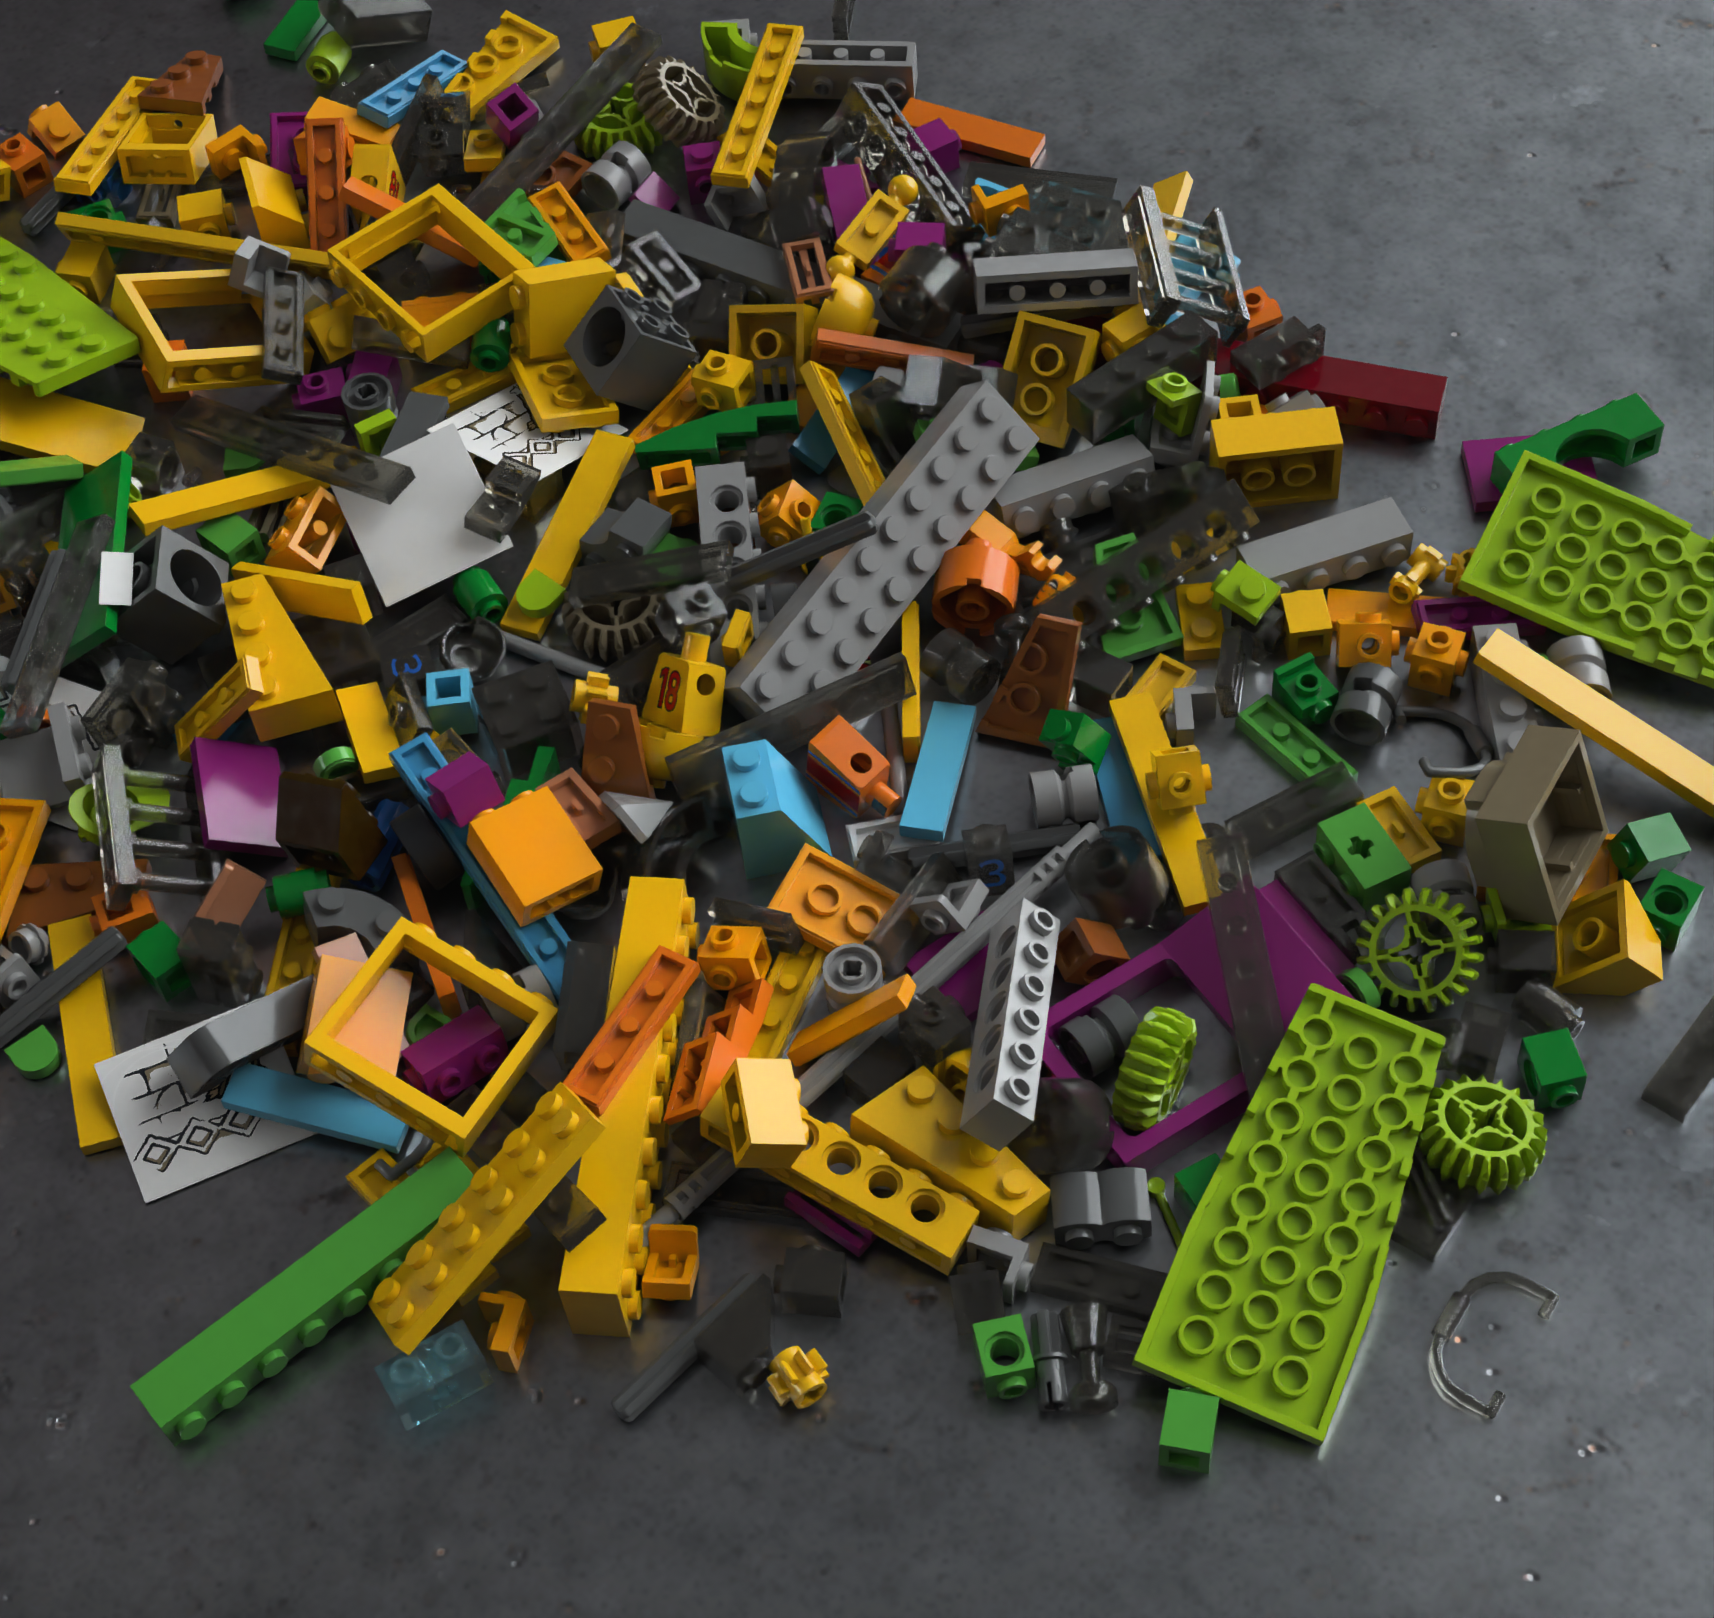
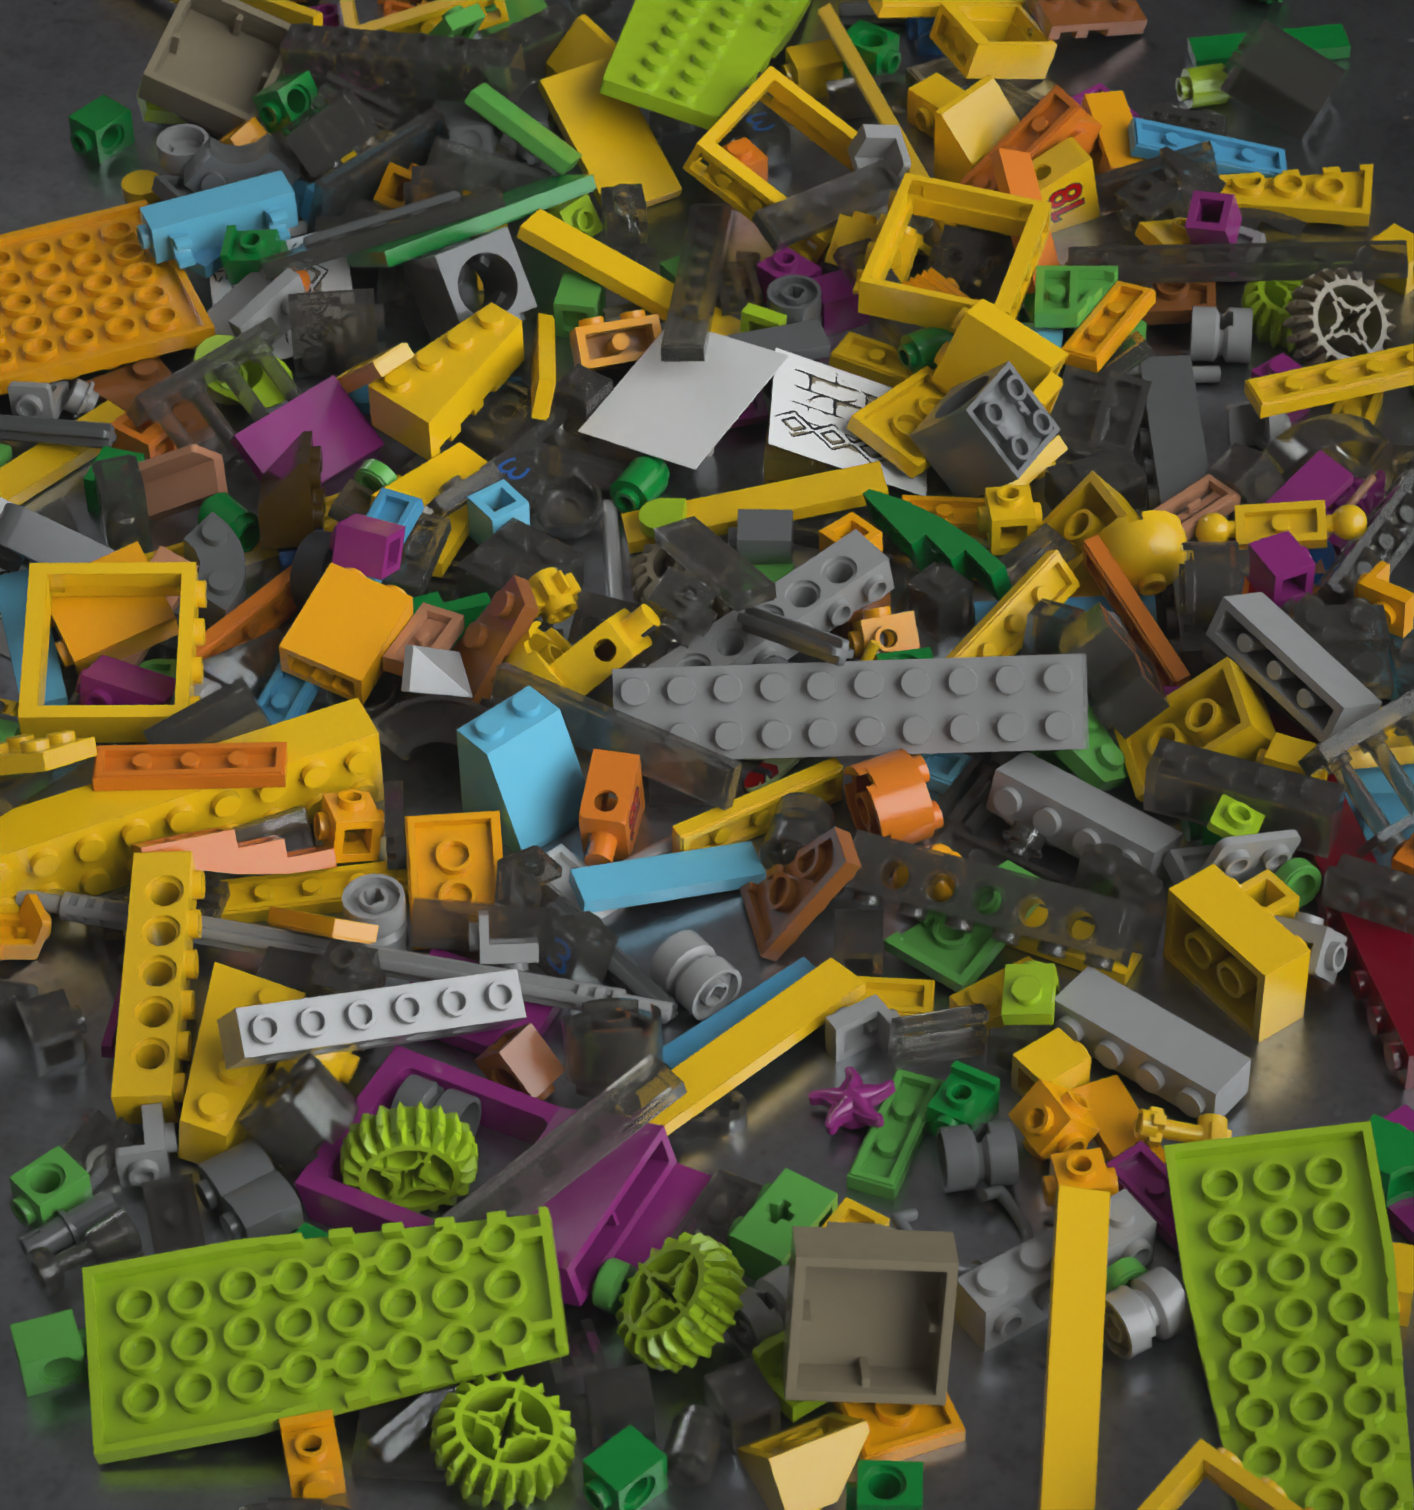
camera: 55 degrees right, 10 degrees down
(116, 578) = (441, 235): white sticker -> none
(234, 144) = (1023, 79): light orange bracket -> none
(503, 498) = (720, 434): clear smoke slope -> none
(655, 192) = (1219, 375): magenta tile -> none
(737, 638) = (685, 649): yellow tile -> none
(764, 1113) = (146, 880): yellow brick -> none
(1004, 539) = (959, 797): light orange piece -> none
(1074, 739) = (760, 949): green brick -> none
(1167, 768) = (744, 1028): yellow brick -> none
(1255, 757) = (852, 1102): none -> magenta animal
(1295, 810) = (783, 1145): clear smoke tile -> none
(1415, 1280) = (312, 1455): none -> light orange brick
(1648, 846) = (950, 1447): brick -> none

